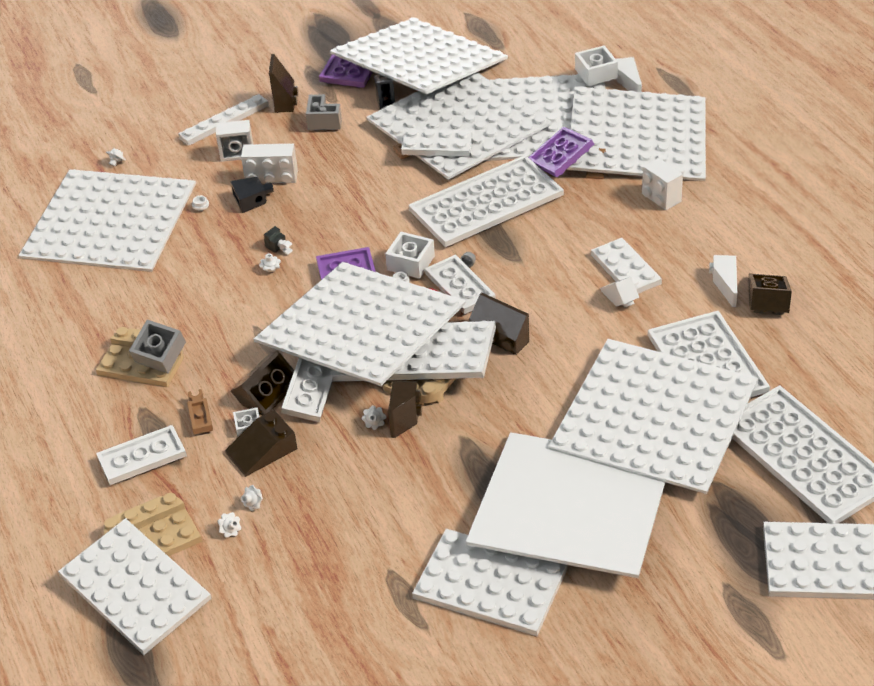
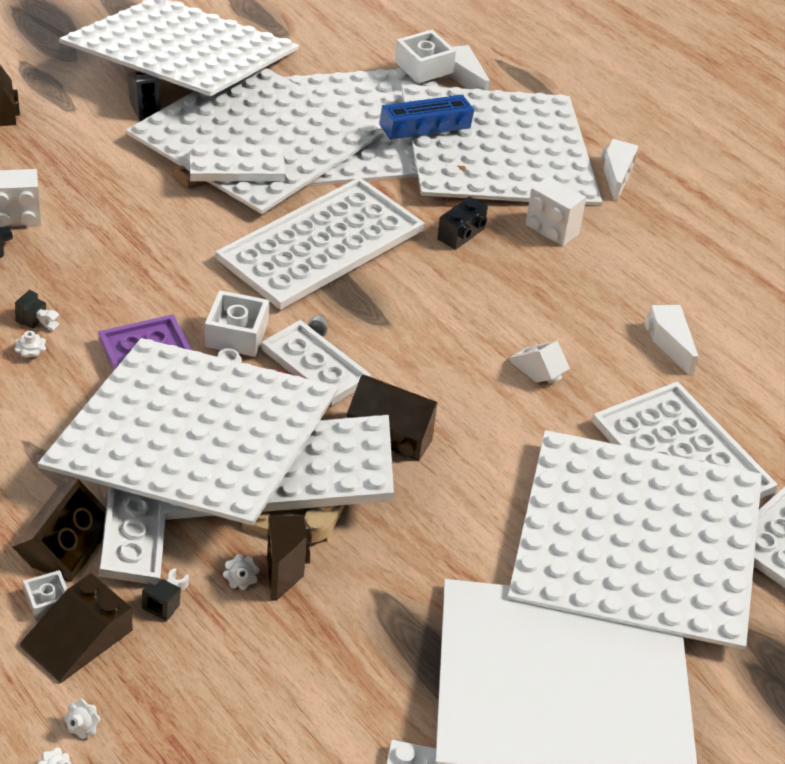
camera: 20 degrees left, 0 degrees up
(321, 428) = (164, 596): none -> pearl dark grey piece
(322, 115) = (63, 128): light grey brick -> none
(344, 73) = (80, 69): medium lavender plate -> none
(561, 151) = (410, 170): medium lavender plate -> none
(583, 111) = (426, 116): none -> blue brick
(591, 190) = (462, 222): none -> black brick
(623, 262) = (533, 322): white plate -> none
(727, 148) = (618, 165): none -> white slope
(769, 293) = (735, 354): dark brown slope -> none

